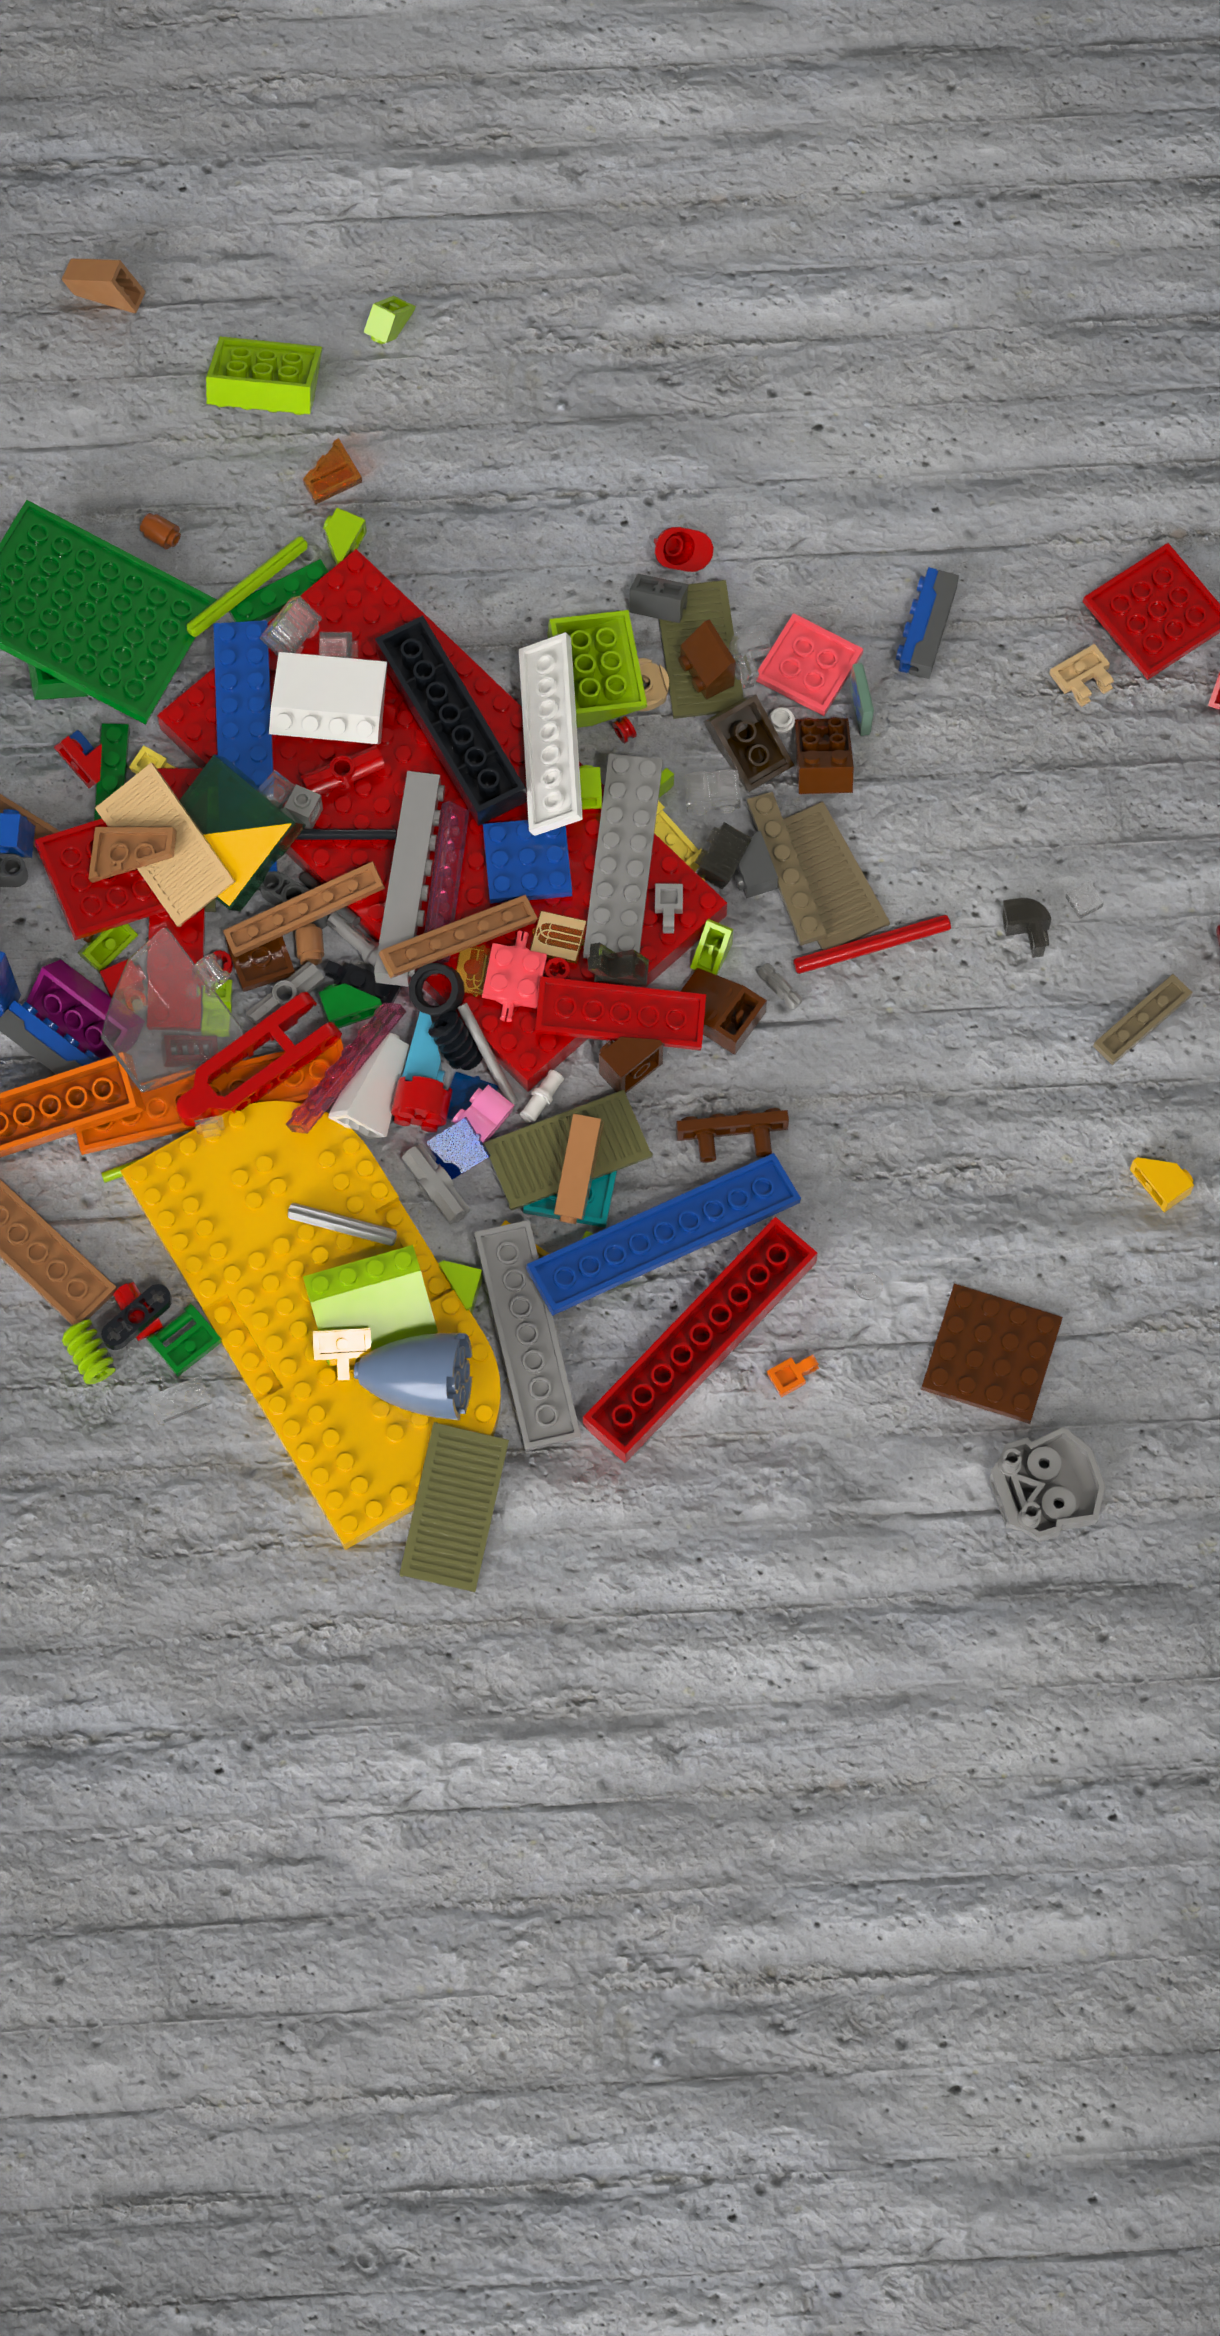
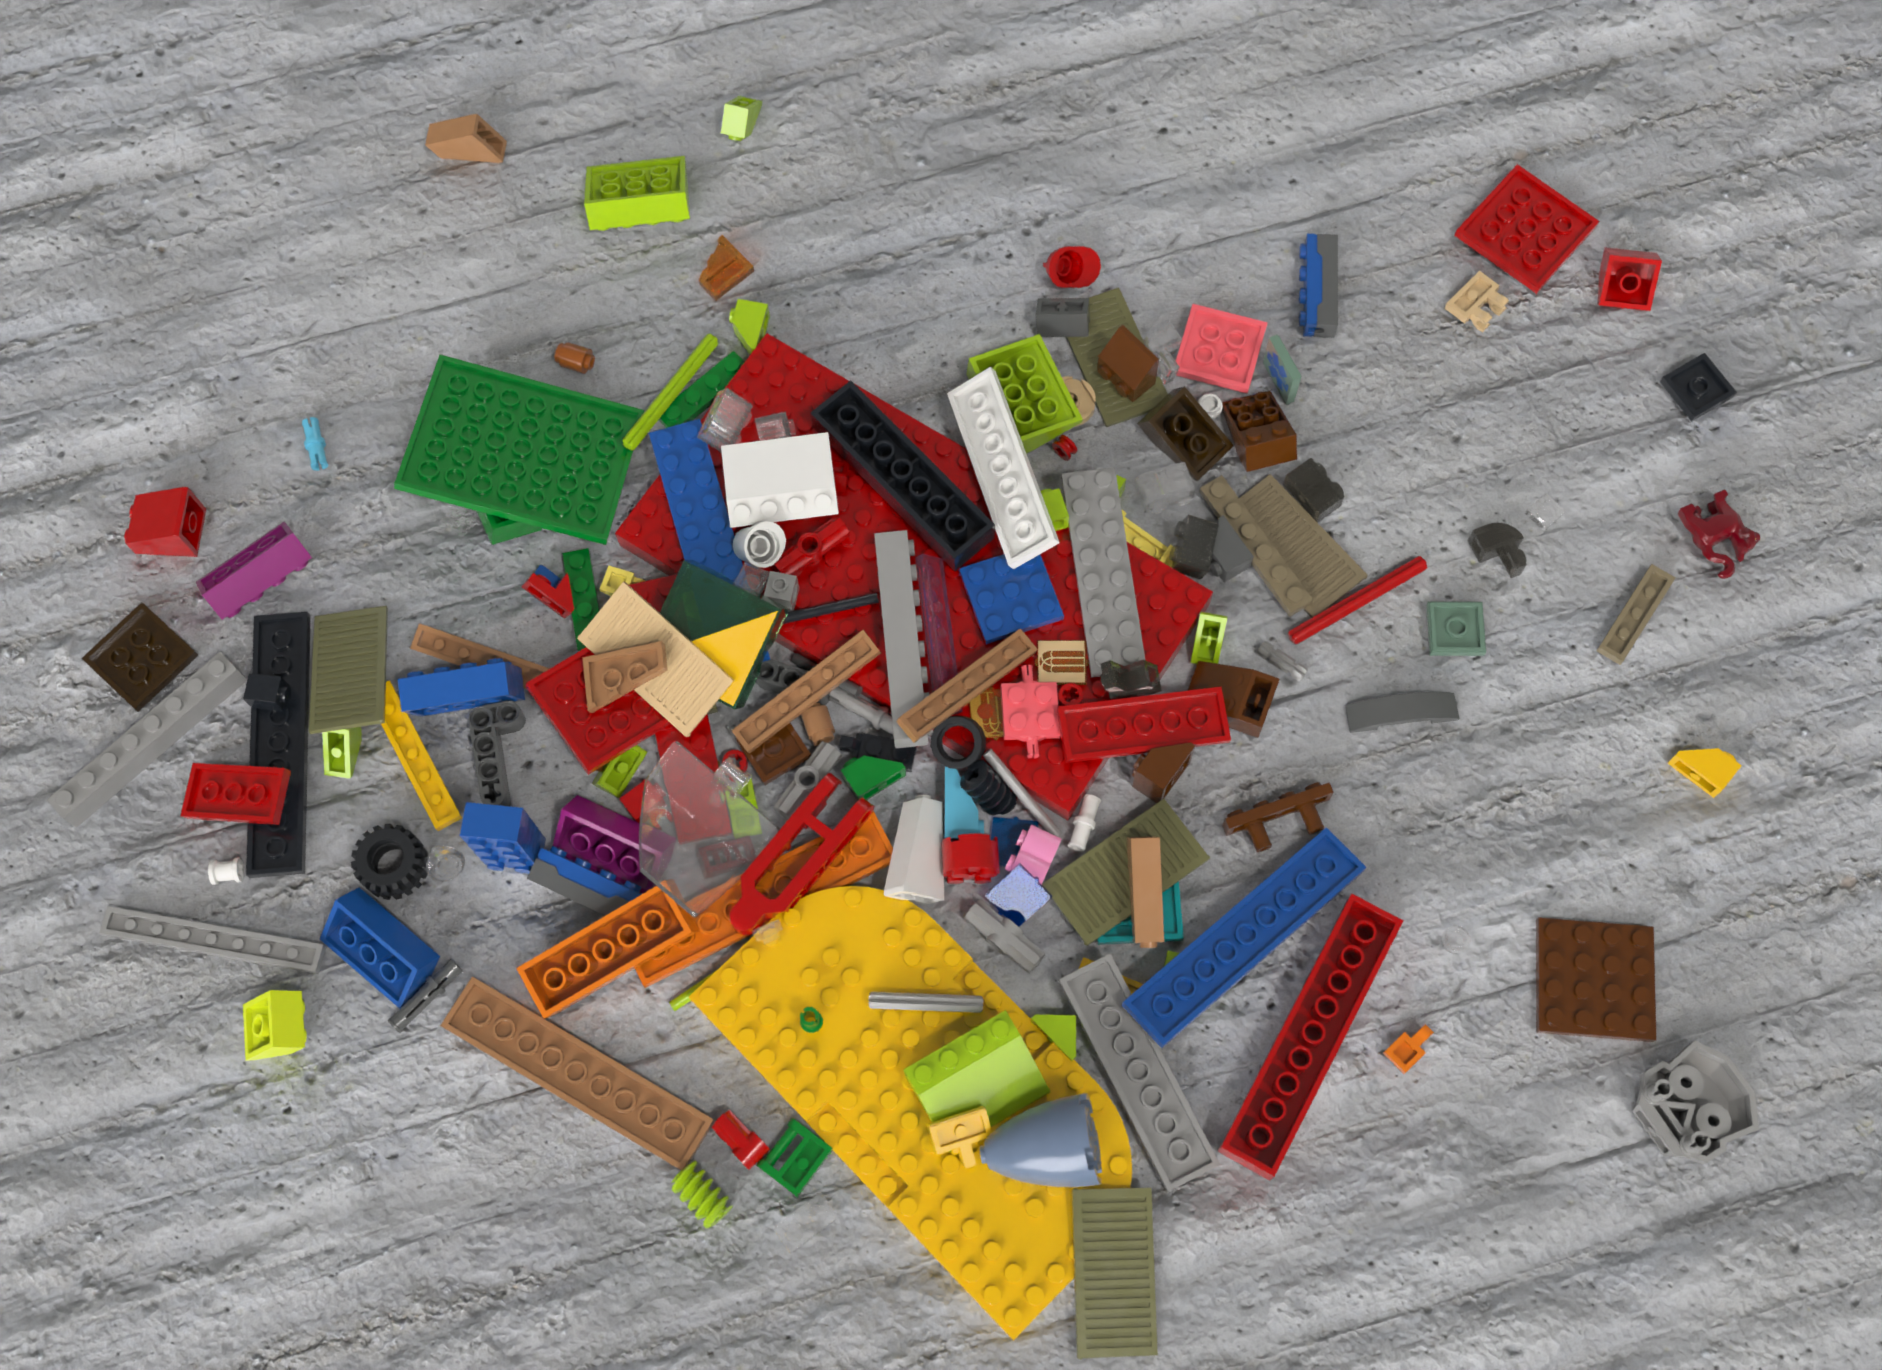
camera: 10 degrees left, 0 degrees up
(116, 1325) = (724, 1163): black beam -> none
(225, 1216) = (811, 1027): none -> green pin
(293, 756) = (760, 544): none -> white hat
(346, 1067) = (887, 841): clear pink plate -> none
(668, 901) = (1160, 603): light grey plate -> none
(860, 826) = (1314, 489): none -> clear smoke brick
(884, 1058) = (1401, 709): none -> dark grey slope
(960, 993) = (1456, 629): none -> sand green plate

